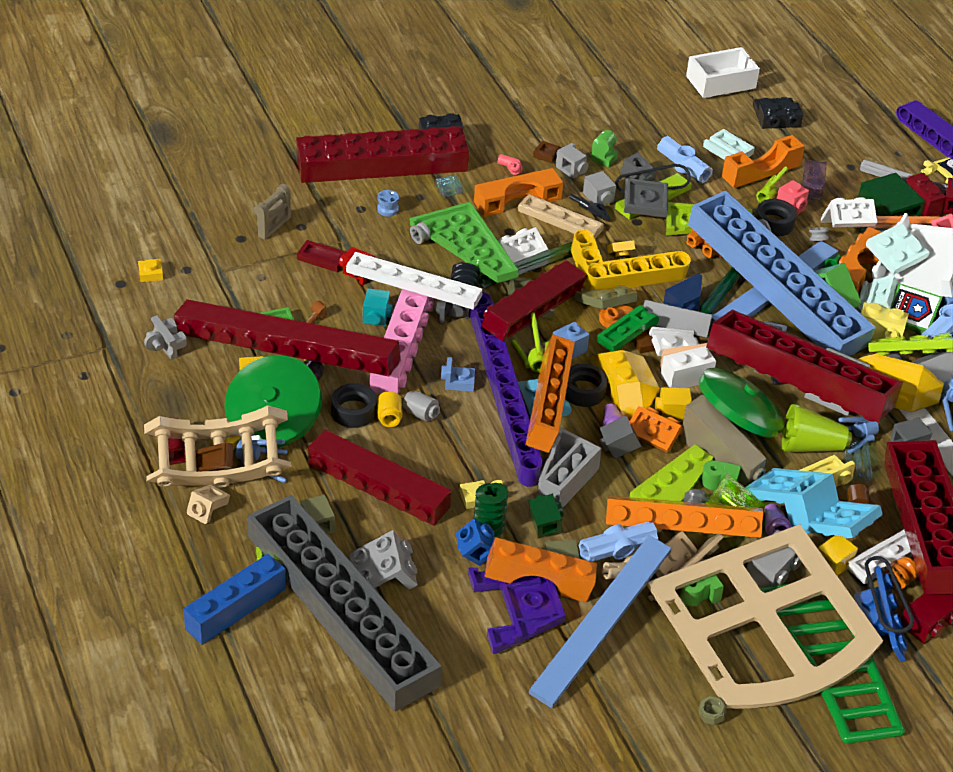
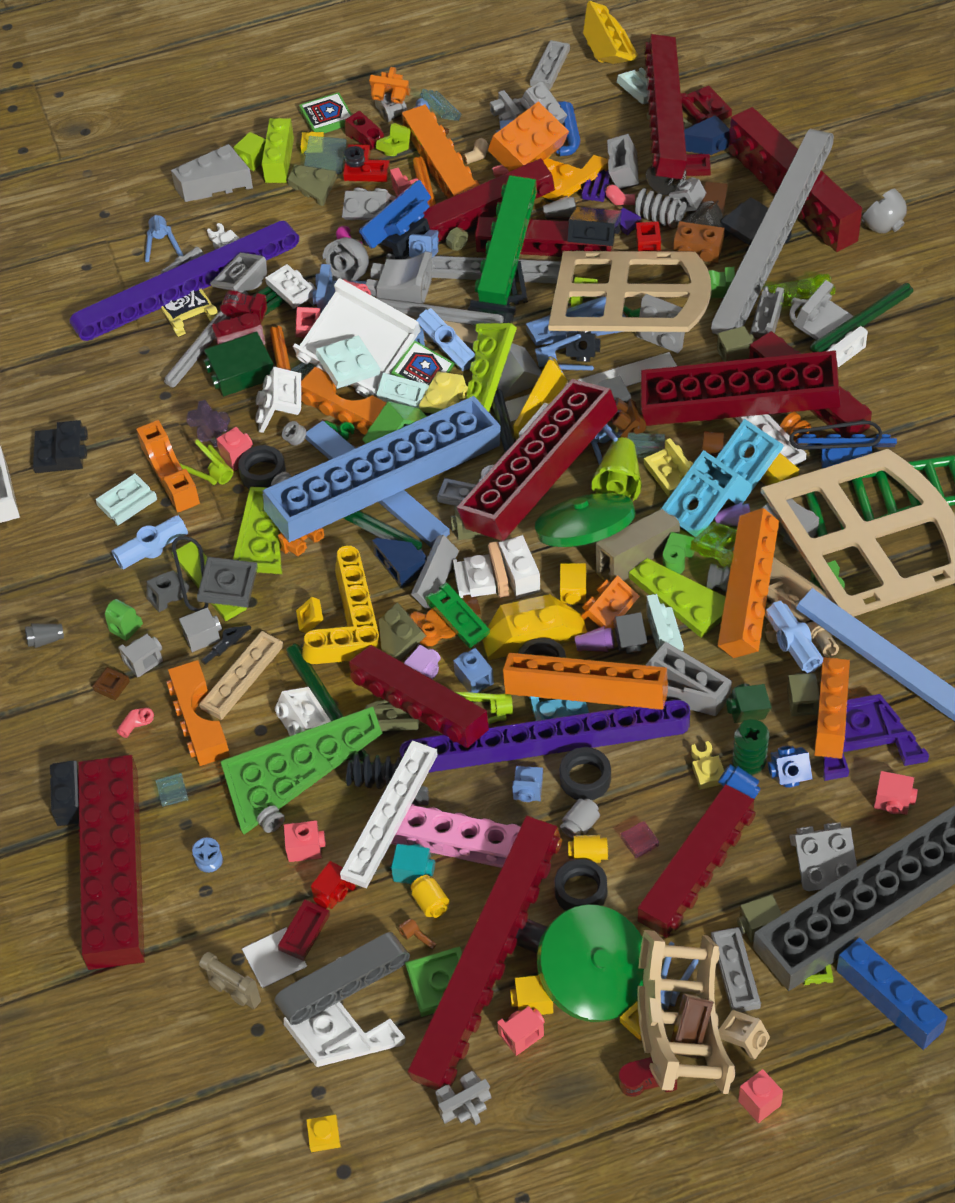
camera: 80 degrees left, 10 degrees up
(145, 505) = (760, 1096): none -> coral brick
(221, 367) = (522, 1029): none -> coral brick
(236, 264) = (337, 1037): none -> white wing
(248, 504) = (736, 970): none -> light grey tile
(270, 266) = (341, 978): none -> dark grey beam
(292, 243) = (270, 963): none -> white sticker
(346, 317) = (429, 896): none -> yellow brick
(399, 248) = (303, 841): none -> coral brick
(404, 447) = (639, 839): none -> clear pink tile
(450, 619) = (895, 793): none -> coral brick
(456, 505) = (740, 780): none -> blue brick
(469, 397) = (585, 756): none -> black tyre
(571, 309) = (424, 661): none -> lavender brick
(587, 112) = (42, 634): none -> dark grey cone
(630, 459) = (663, 623): none -> light aqua bracket
(870, 436) = (627, 418): none -> reddish brown hips

